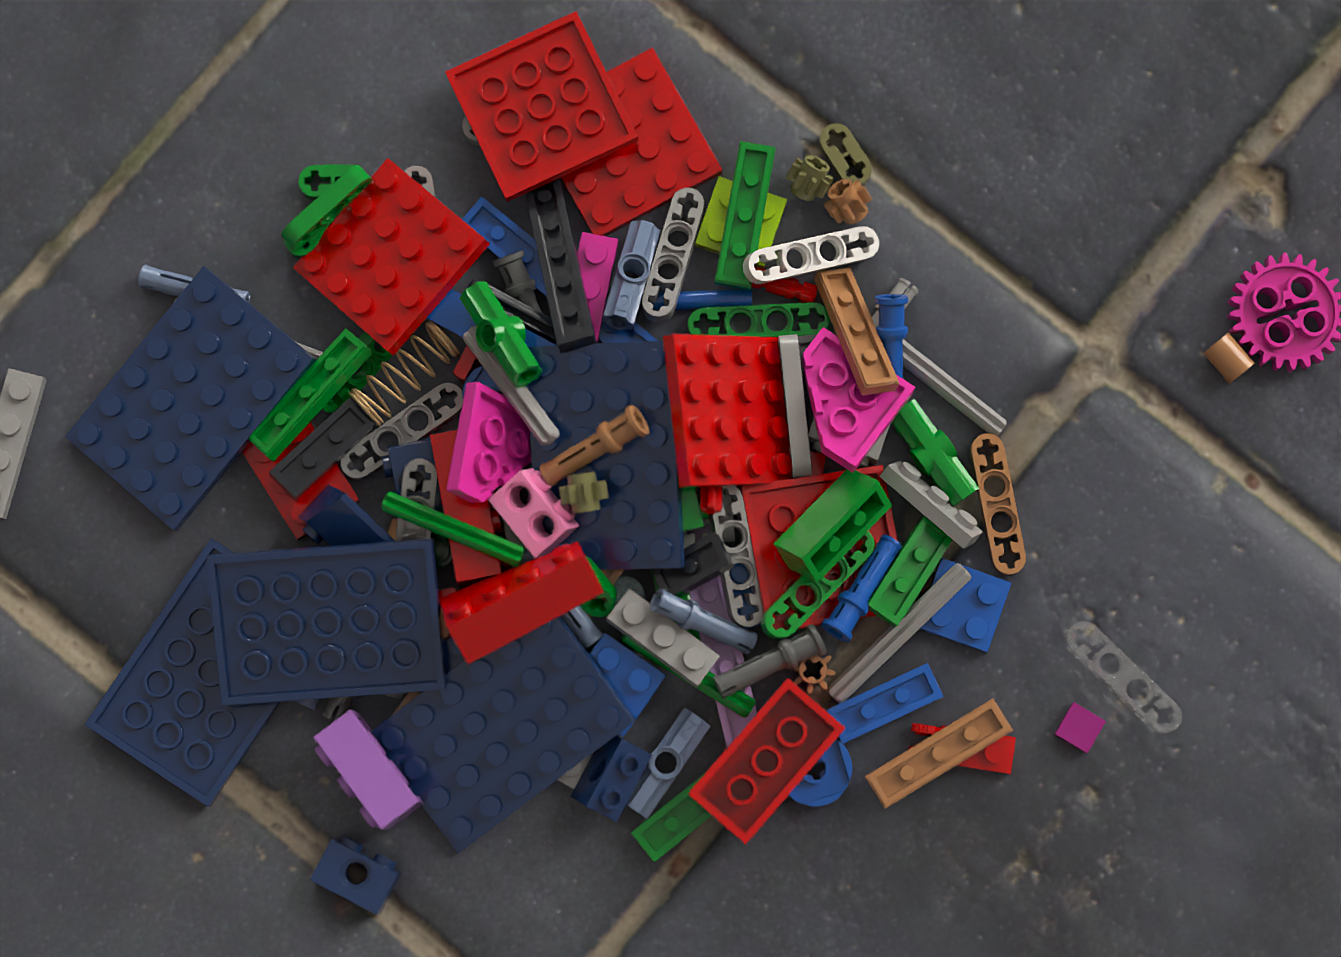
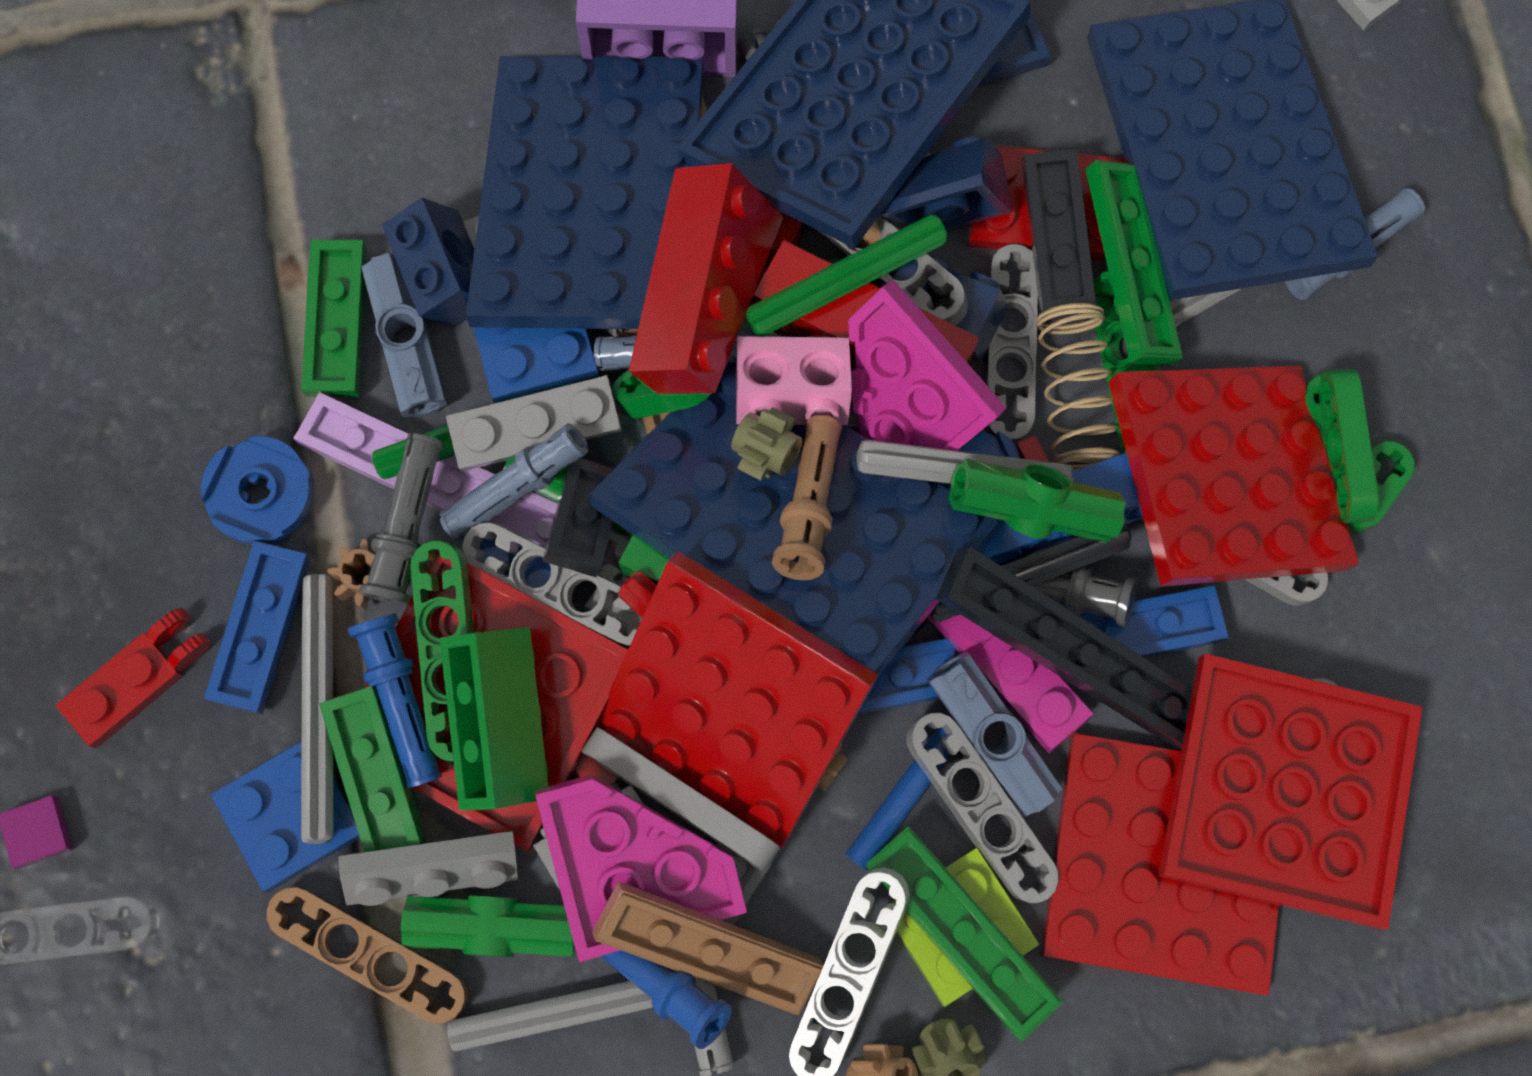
camera: 125 degrees right, 5 degrees down
(757, 315) = (815, 843): green beam -> none
(766, 761) = (298, 427): red brick -> none
(789, 288) = (811, 933): red axle -> none
(938, 753) = (144, 638): medium nougat tile -> none

